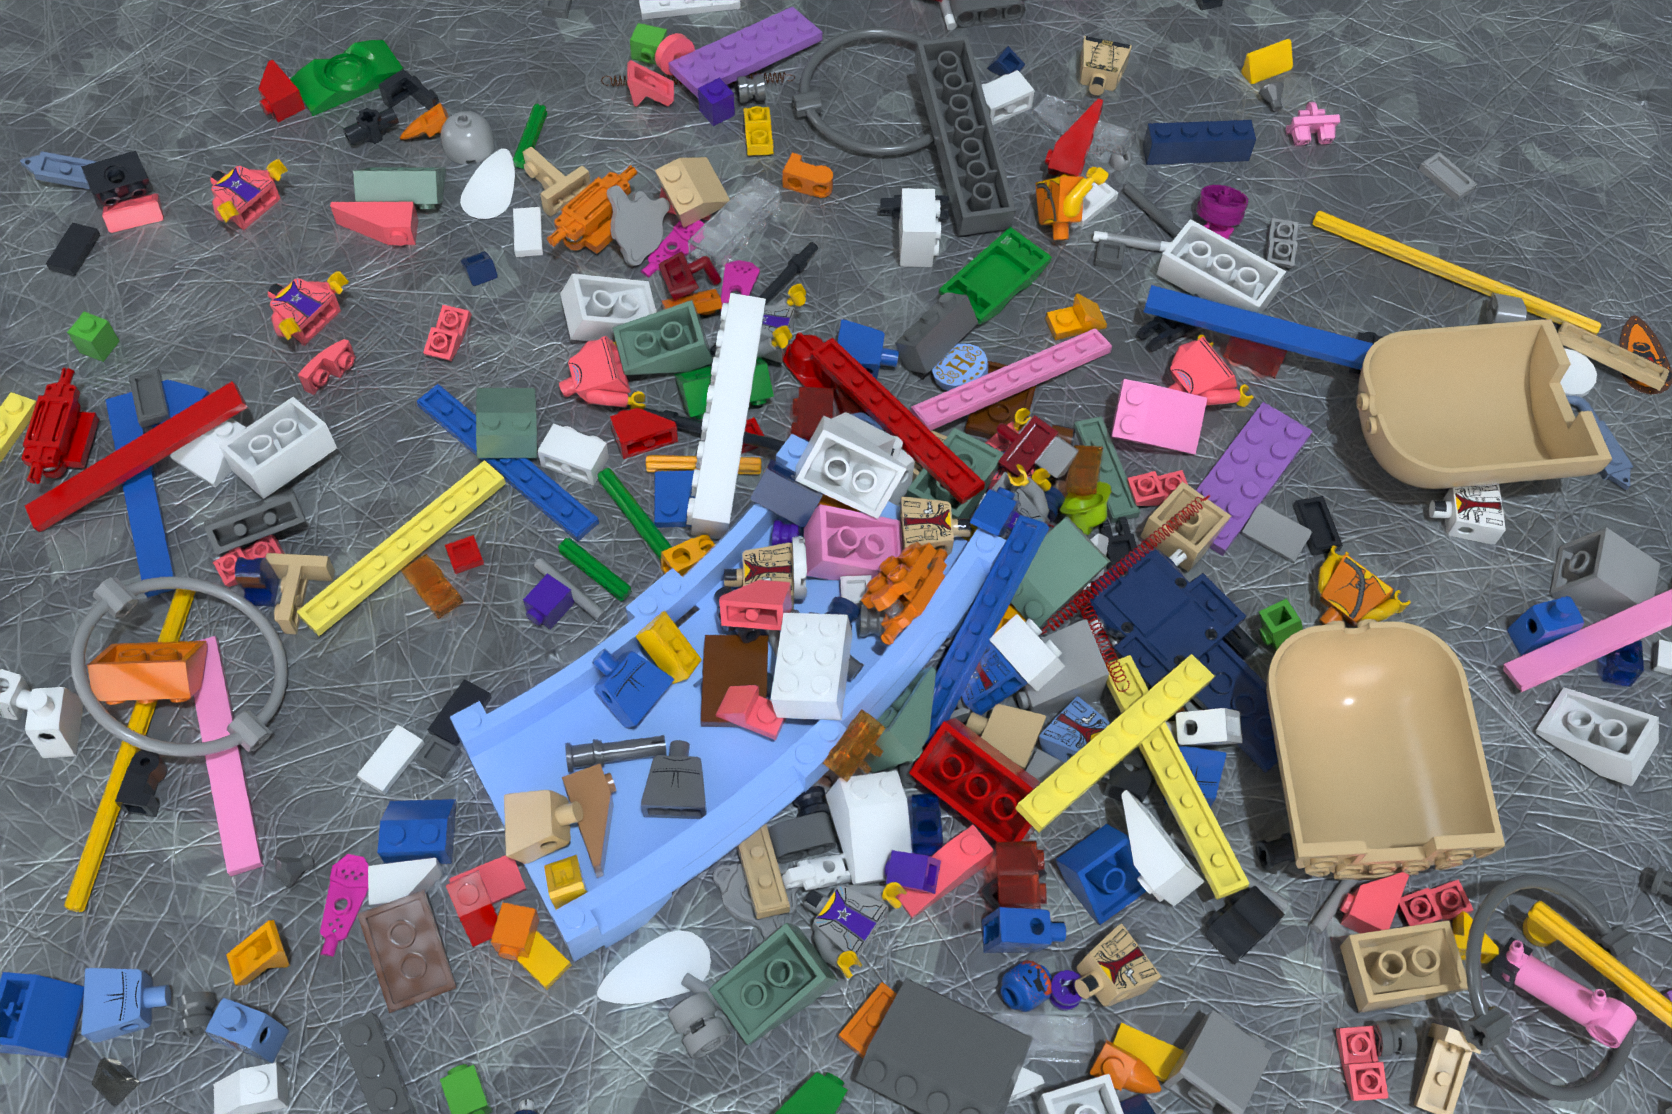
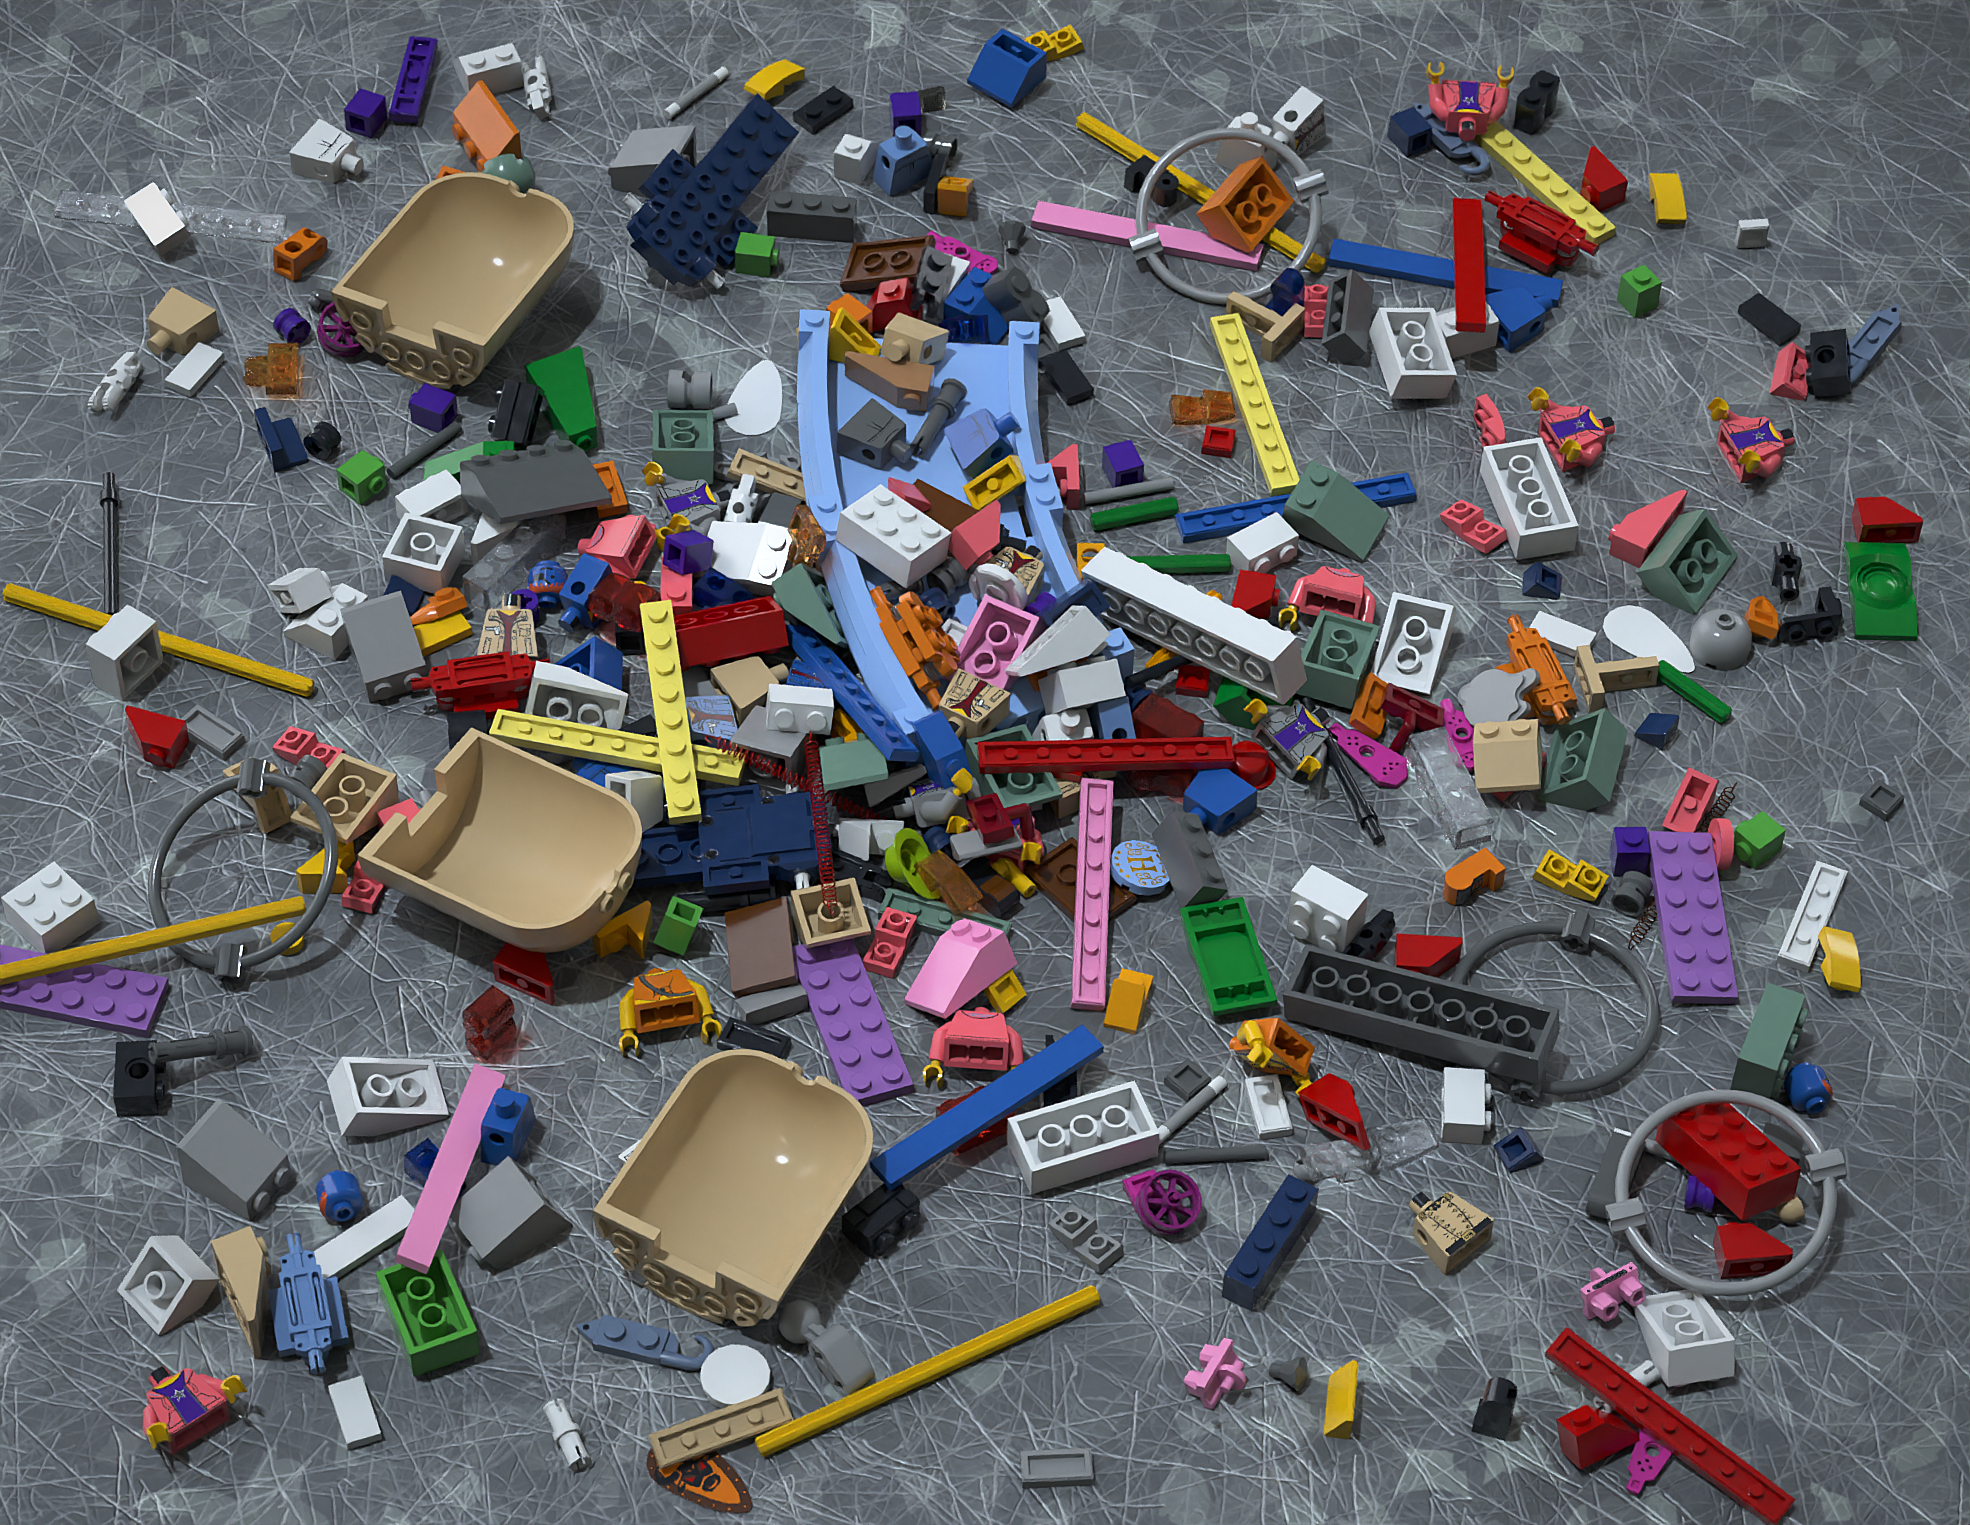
camera: 125 degrees right, 10 degrees down
(119, 1002) = (984, 114): medium blue torso -> none
(149, 397) = (1527, 290): dark grey tile -> none
(157, 1083) = (905, 111): none -> dark purple brick
(257, 983) = (930, 193): none -> black tile
(400, 790) = (1014, 297): none -> dark grey brick
(401, 299) = (1529, 498): none -> white brick
(429, 872) = (930, 280): none -> black hinge
(471, 816) = (967, 329): none -> clear blue leg
(581, 138) = (1658, 729): none -> dark blue slope
(588, 633) = (1066, 474): none -> coral slope
(647, 155) = (1583, 761): none -> sand green slope
(901, 168) = (1427, 953): none -> red slope
(942, 945) = (624, 543): none -> coral torso
(1185, 953) = (480, 682): none -> red piece
(1244, 562) = (761, 947): none -> tile
(1493, 692) = (489, 1023): none -> clear red brick
(1603, 1017) = (190, 887): bright pink piece -> none

